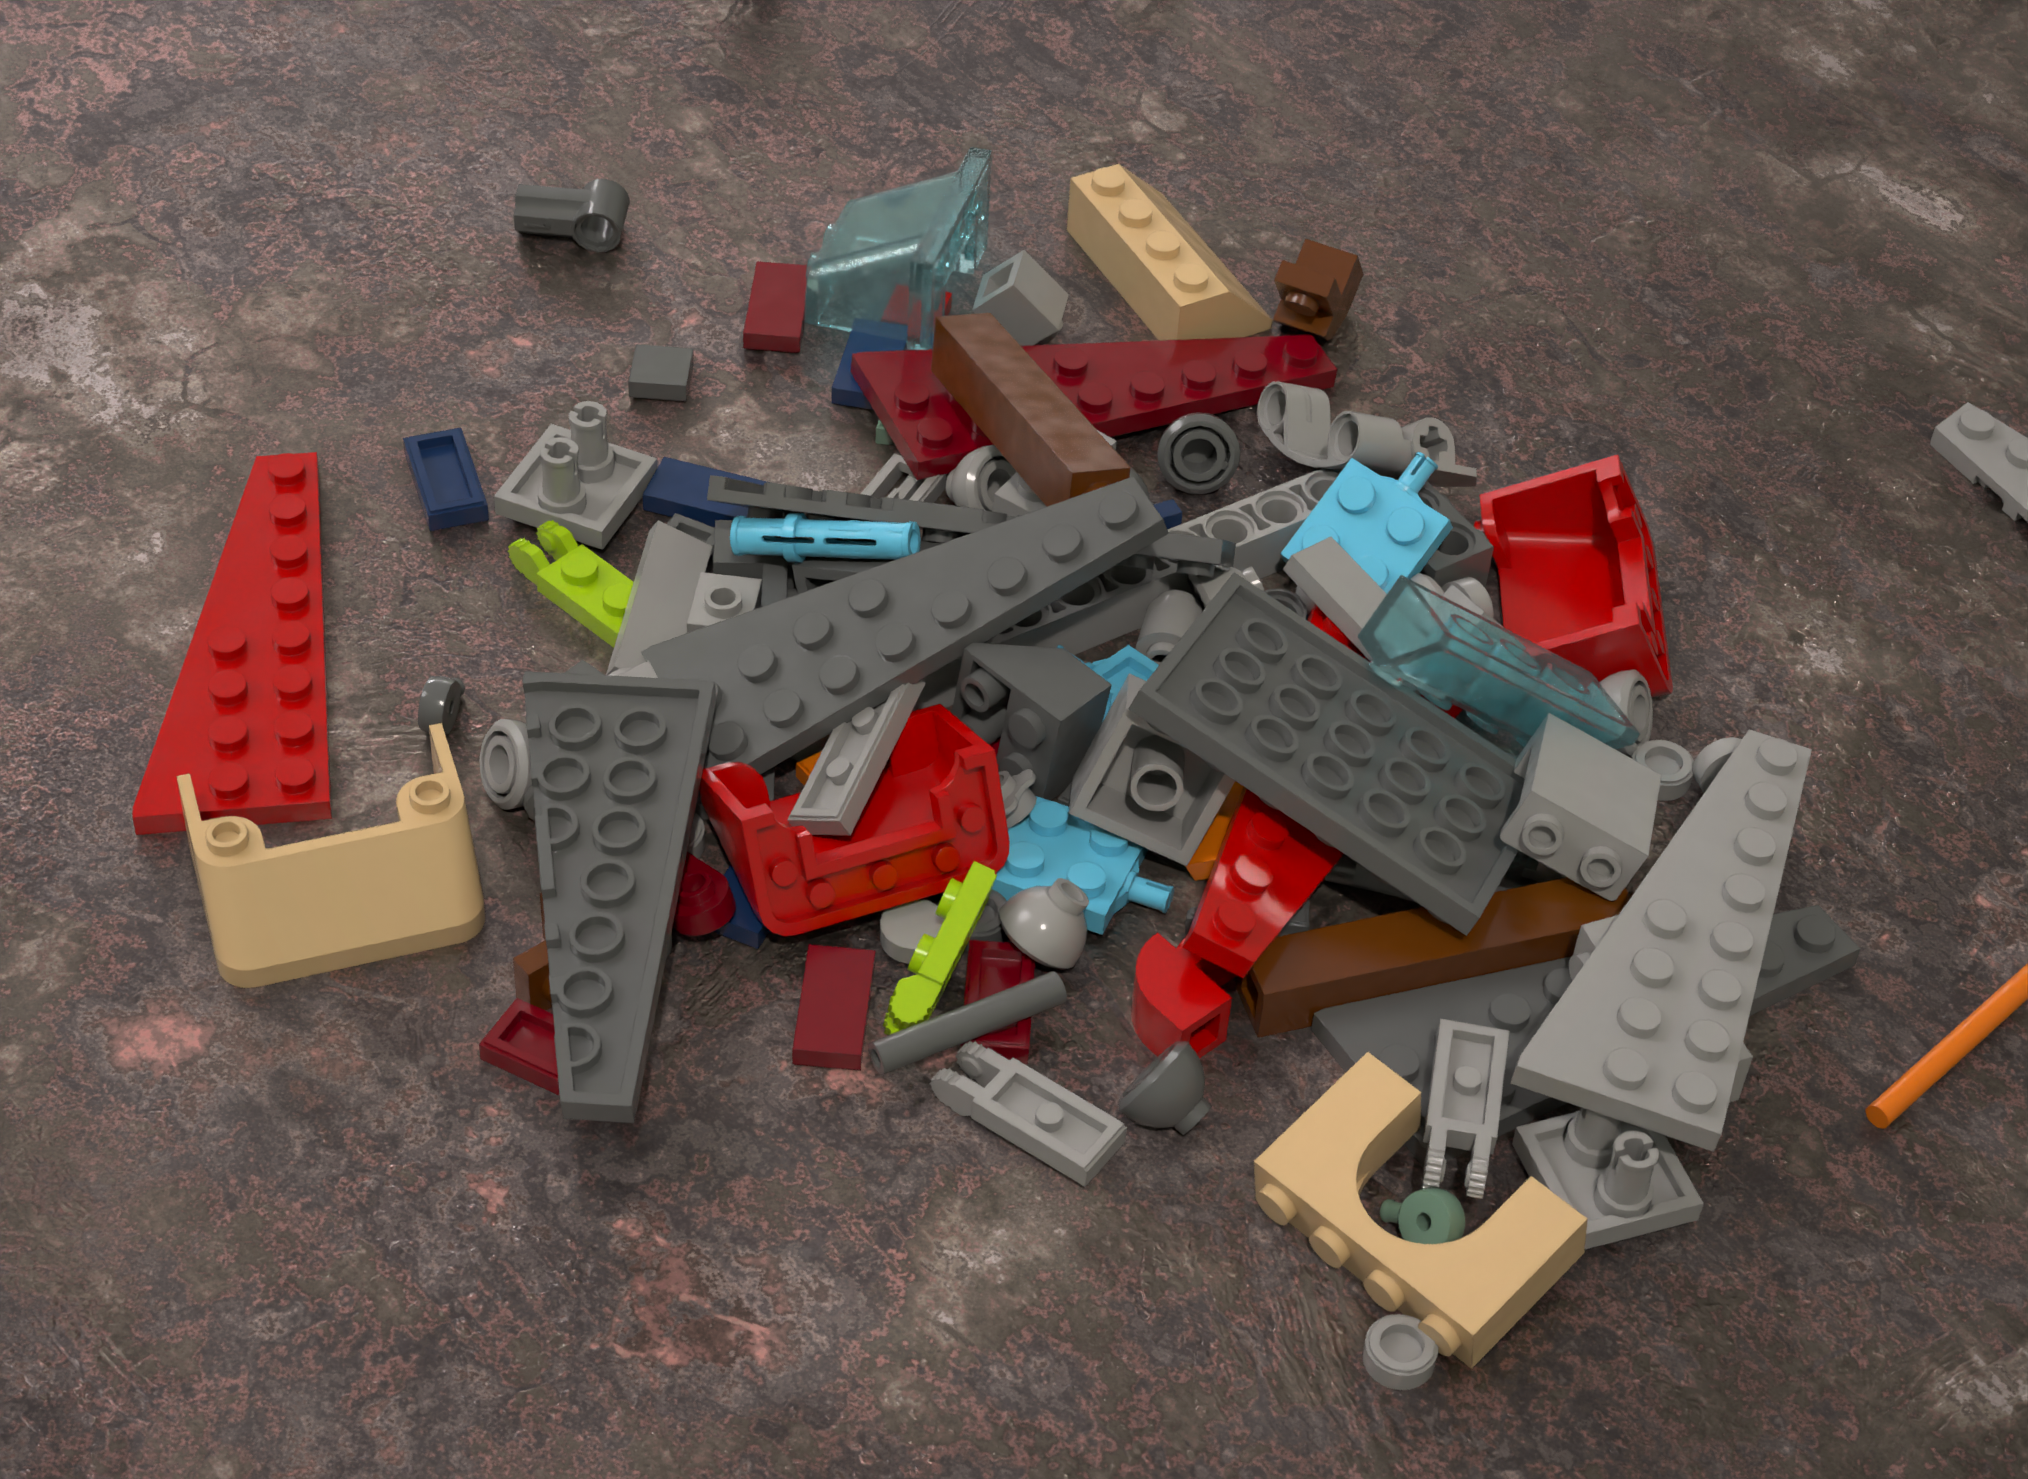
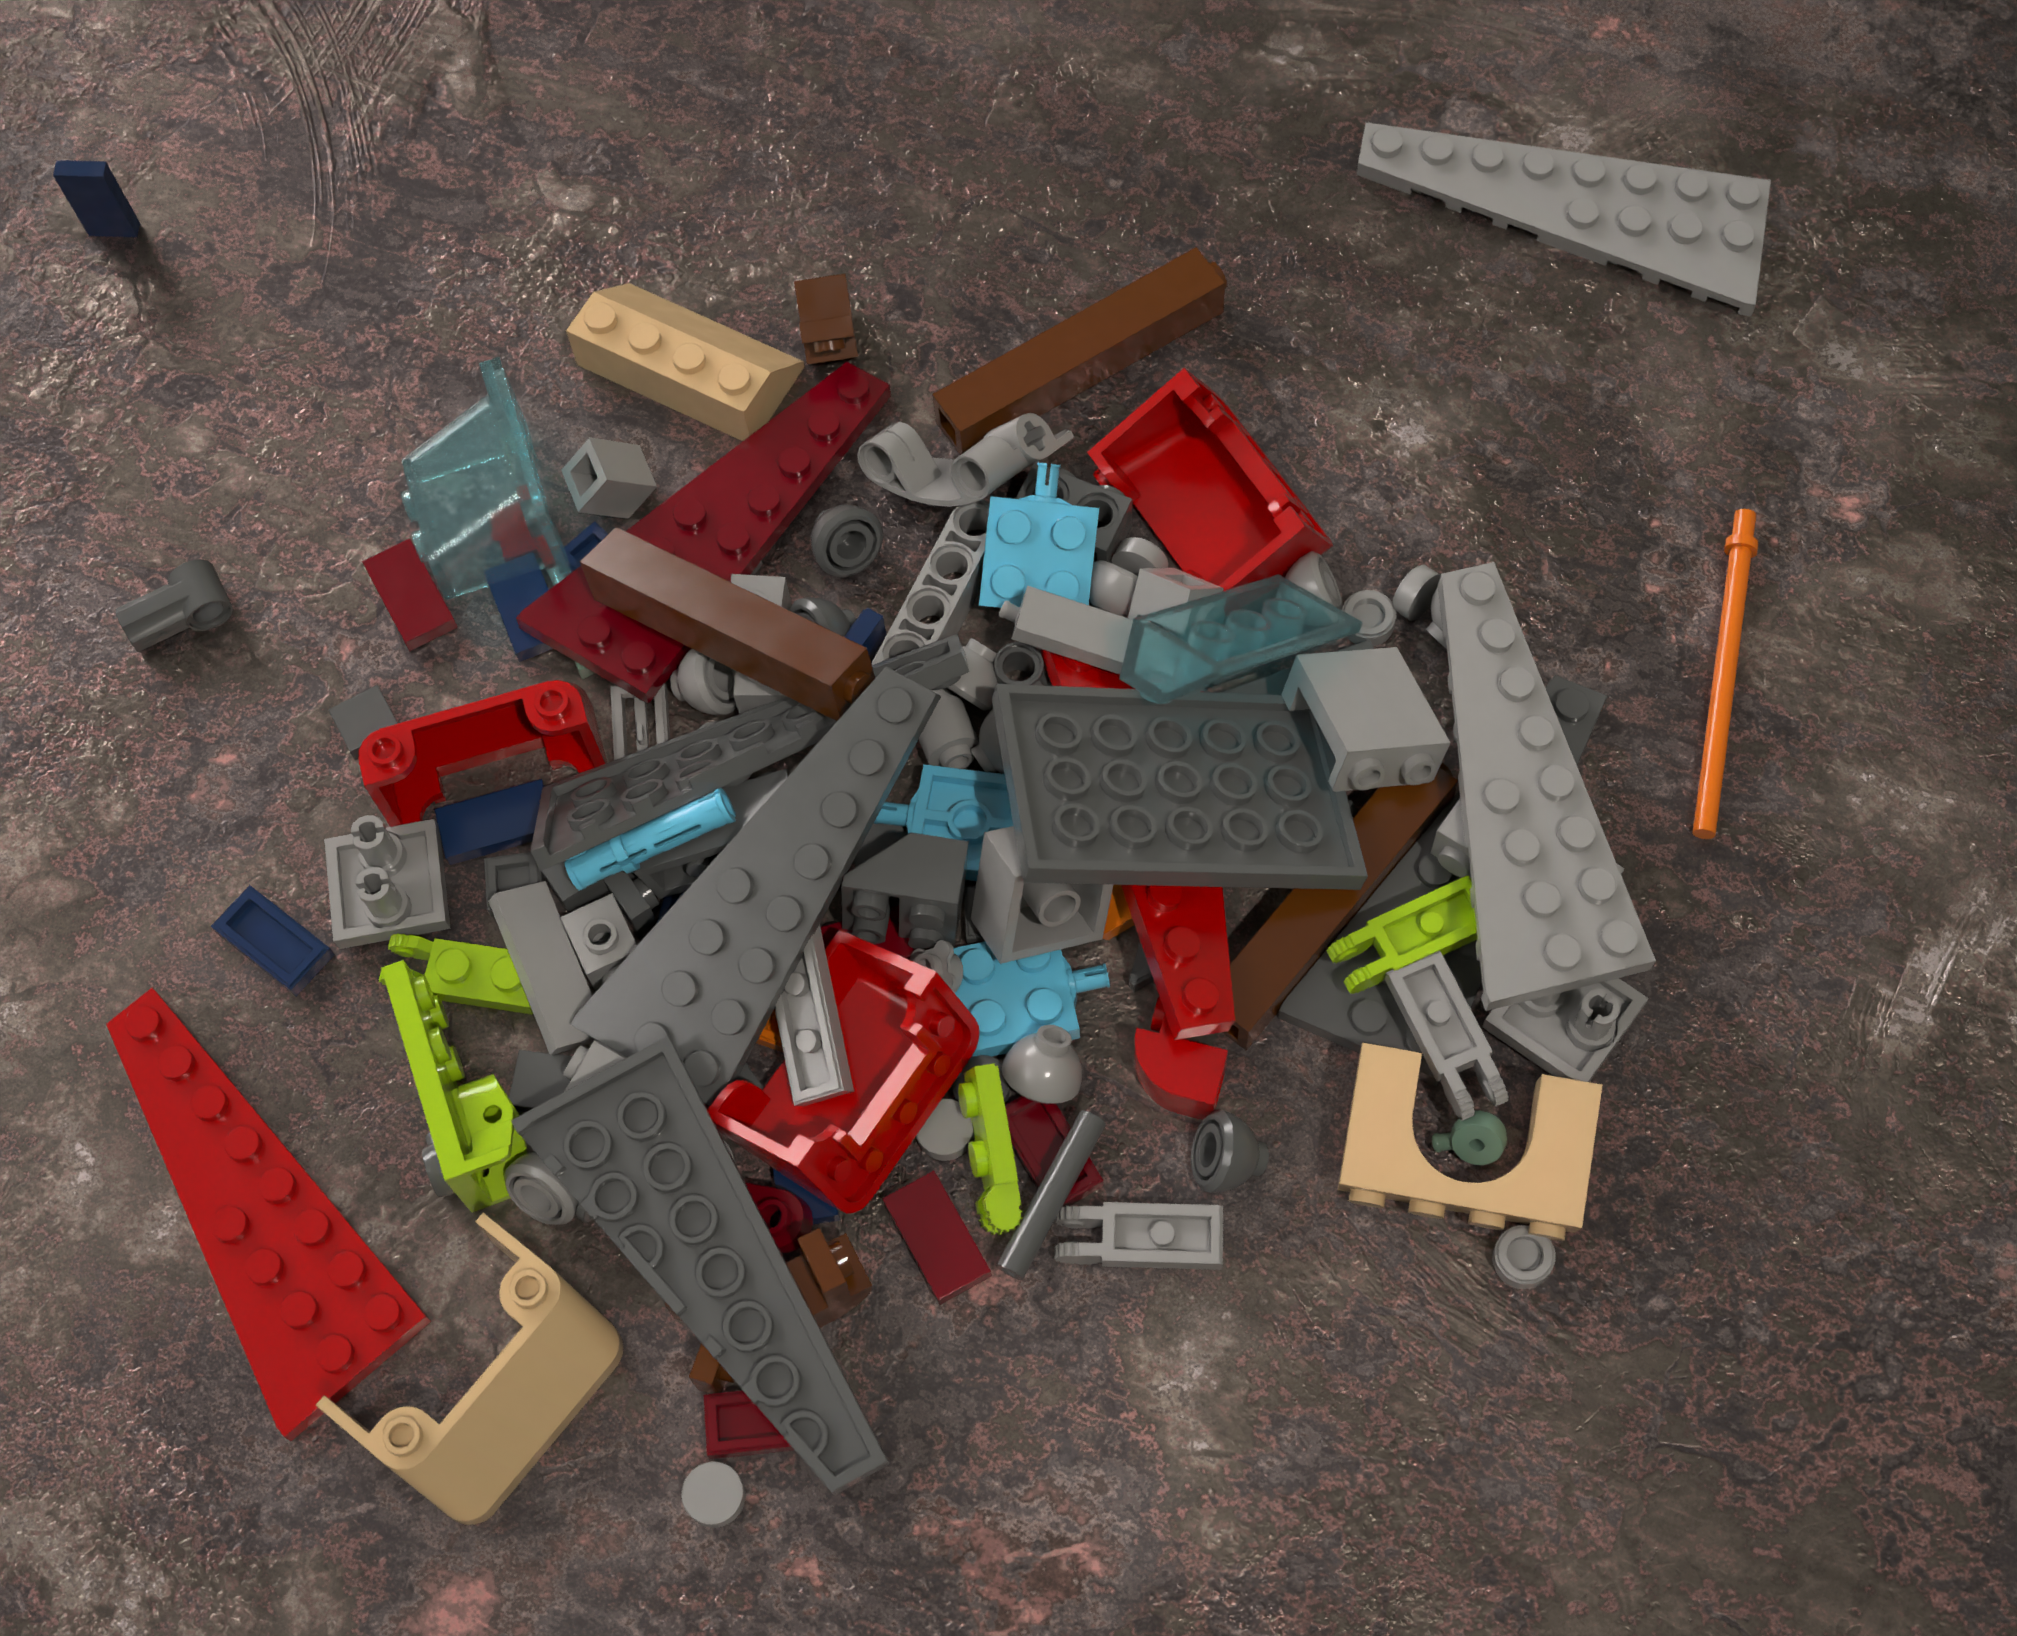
camera: 25 degrees left, 20 degrees up
(458, 1080) = (713, 1494): none -> light grey tile
(488, 640) = (466, 1121): none -> lime plate
(702, 961) = (829, 1276): none -> reddish brown brick
(737, 404) = (406, 760): none -> red windscreen
(1473, 999) = (1409, 933): none -> lime hinge
(1562, 428) = (1082, 349): none -> reddish brown brick

